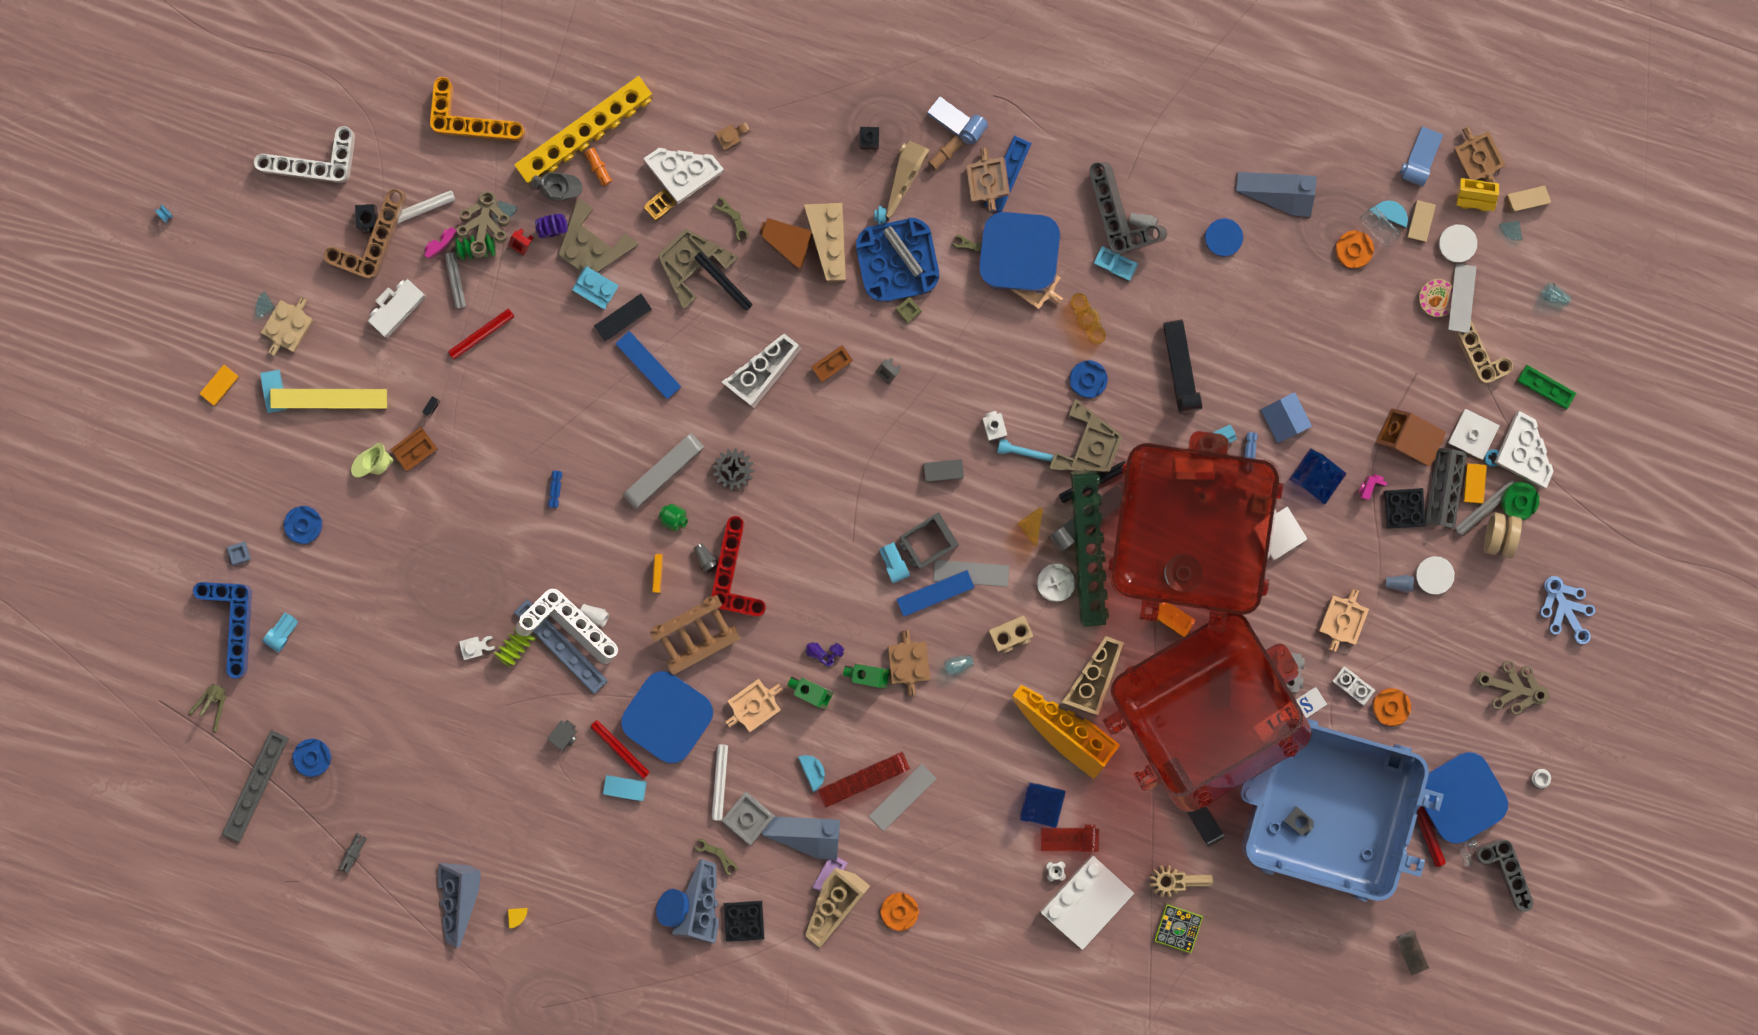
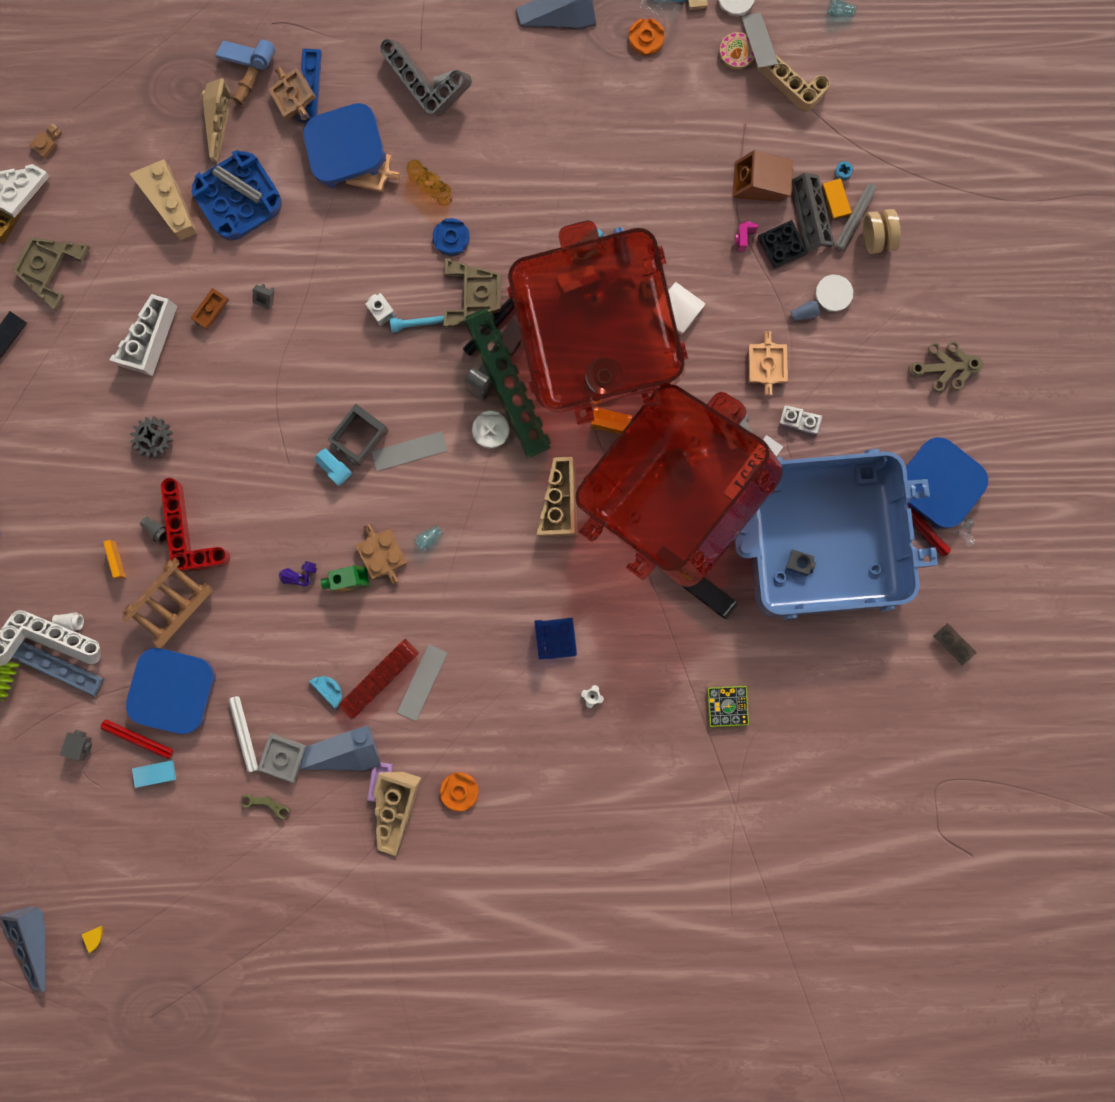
camera: 25 degrees left, 5 degrees down
(648, 365) = (40, 373): blue tile -> none
(663, 471) = (86, 464): light grey beam -> none
(672, 908) = (238, 872): blue tile -> none
(673, 517) = (110, 502): green head -> none
(701, 919) = (265, 866): sand blue wedge -> none
(723, 281) = (81, 271): black axle -> none
(735, 215) = (63, 208): olive piece -> none
(744, 921) = (314, 858): black tile -> none
(754, 705) = (249, 649): light nougat plate -> none
(787, 241) = (126, 211): dark orange slope -> none
(817, 694) = (298, 615): green torso -> none
(869, 137) = (170, 96): black brick -> none
(880, 215) = (205, 161): medium azure plate -> none
(908, 310) = (263, 236): olive tile -> none
(935, 593) = (382, 481): blue tile -> none
(943, 470) = (349, 367): dark grey slope -> none
(968, 244) = (294, 159): olive piece -> none
(1009, 629) = (462, 487): tan brick -> none
(1031, 526) = (447, 385): clear yellow slope -> none
(1070, 839) = (594, 660): clear red door -> none
(1074, 738) = (560, 565): light orange wedge -> none
(1086, 902) = (632, 714): white slope -> none
(1116, 263) = (436, 127): medium azure slope -> none
(1178, 881) = (709, 661): tan gear -> none
(1186, 396) = (545, 213): black beam -> none
(1224, 237) = (525, 68): blue tile -> none
(1286, 417) = (642, 204): medium blue slope -> none
(1318, 475) = (692, 243): clear blue bracket -> none
(1391, 707) = (843, 426): orange tile -> none
(1473, 434) = (818, 156): white plate -> none
(1508, 876) = (1014, 539): dark grey beam -> none
(1520, 500) = (883, 195): green tile -> none
(1525, 451) = (871, 154): white plate -> none
(1541, 778) = (1005, 439): white plate -> none
(1546, 387) = (865, 92): green tile -> none
(1565, 607) = (963, 278): light blue plant -> none

